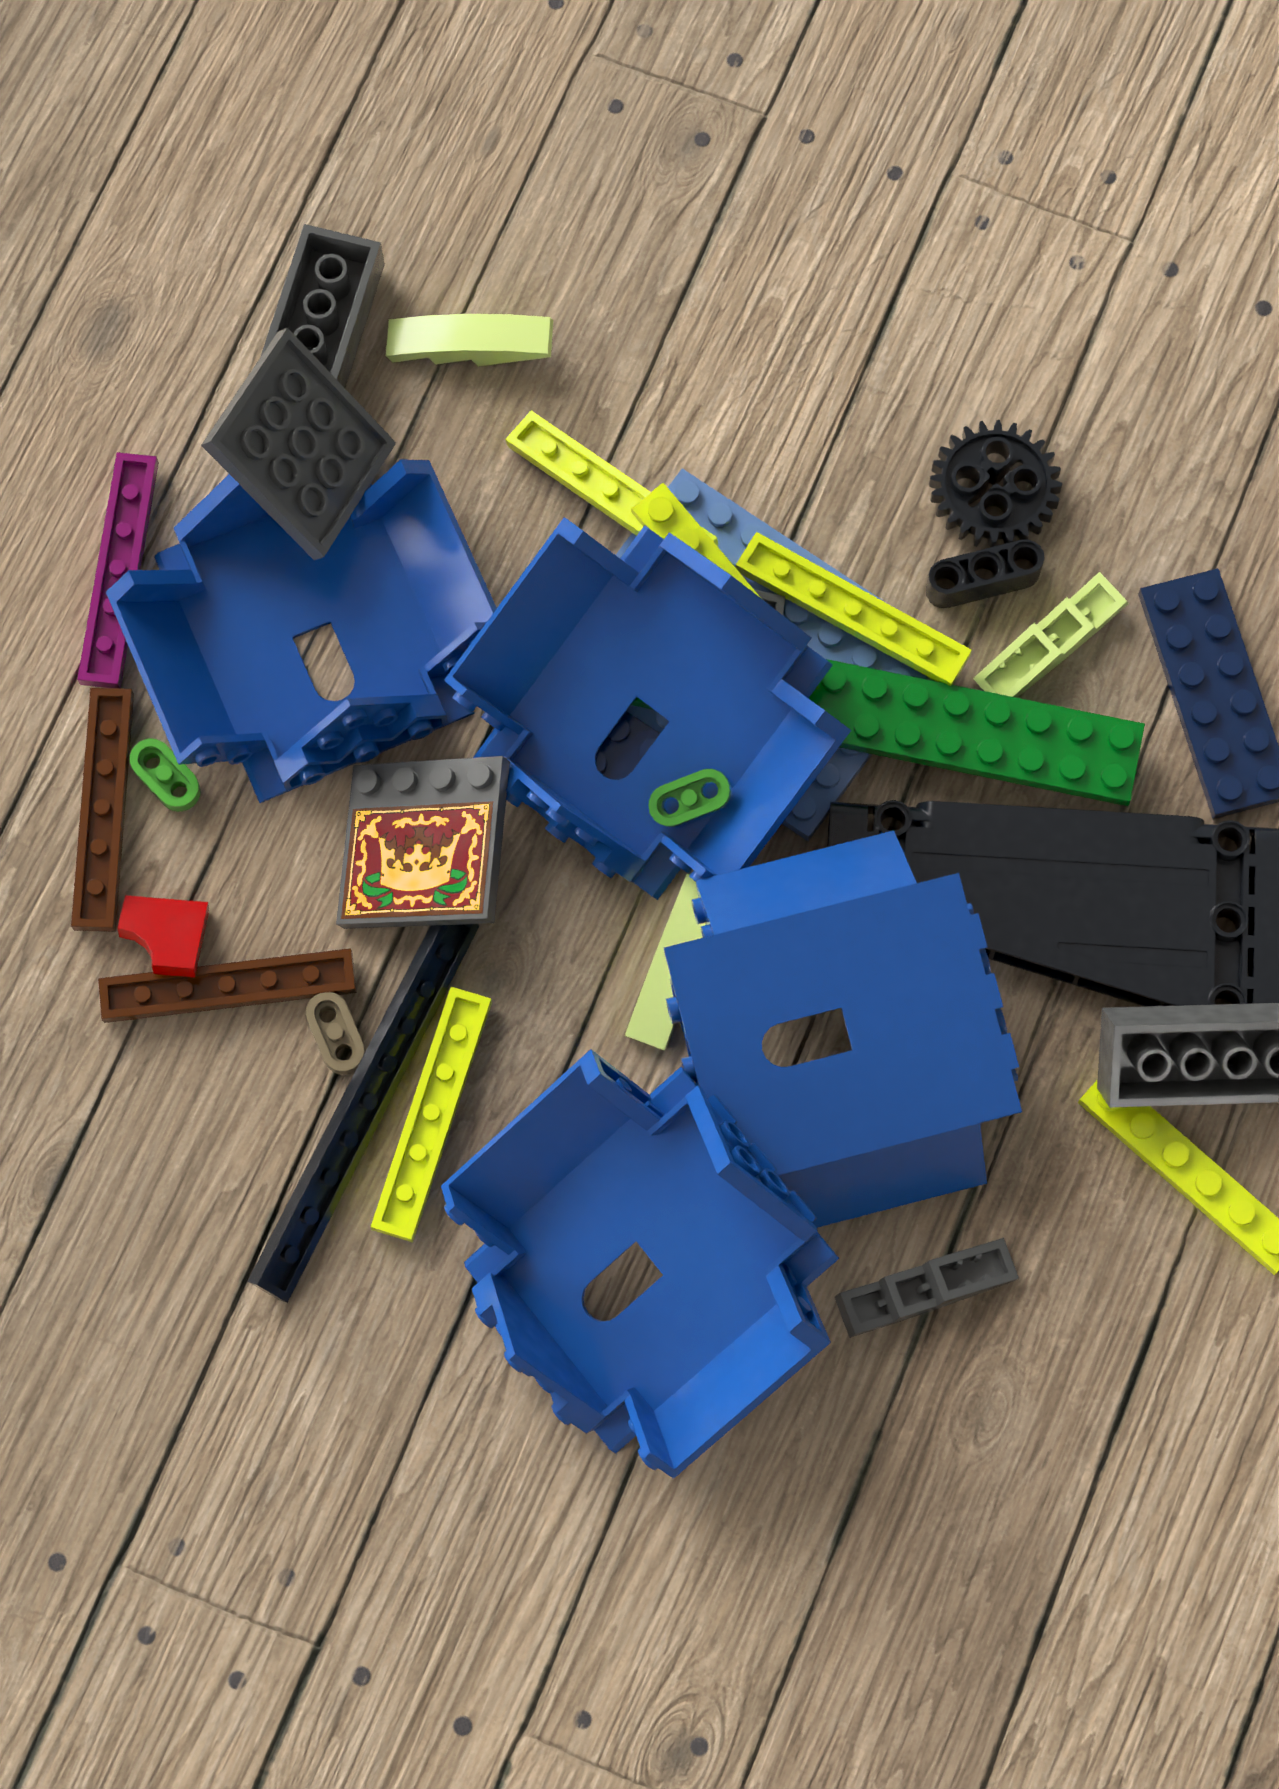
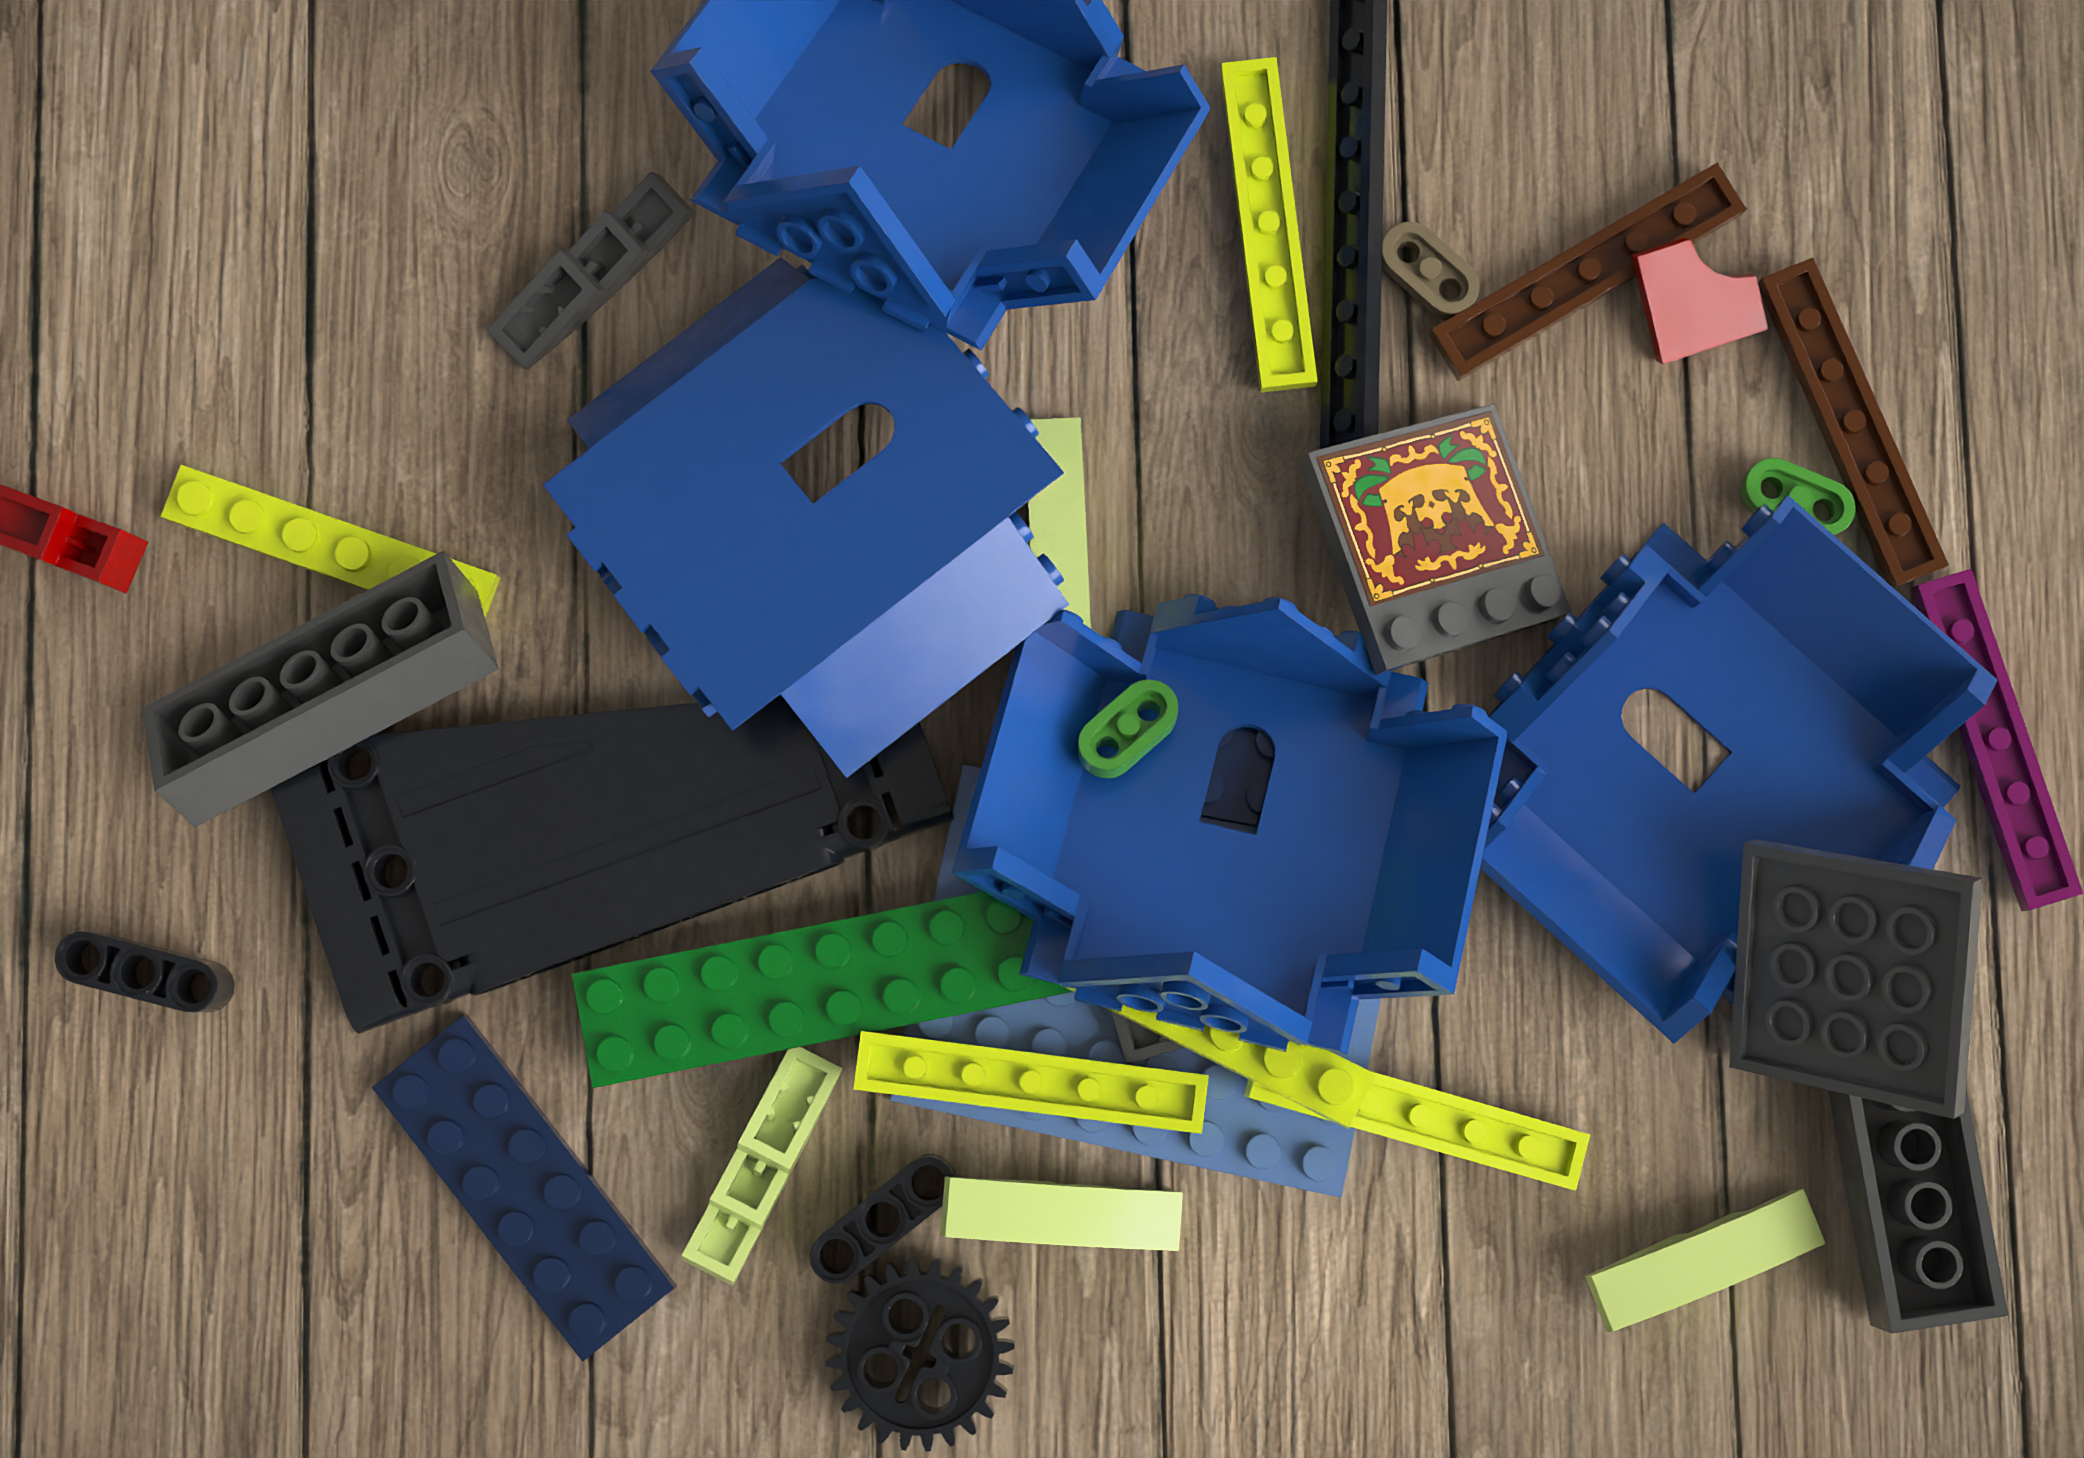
camera: 155 degrees right, 10 degrees up
(869, 526) = (1061, 1214): none -> yellowish green slope

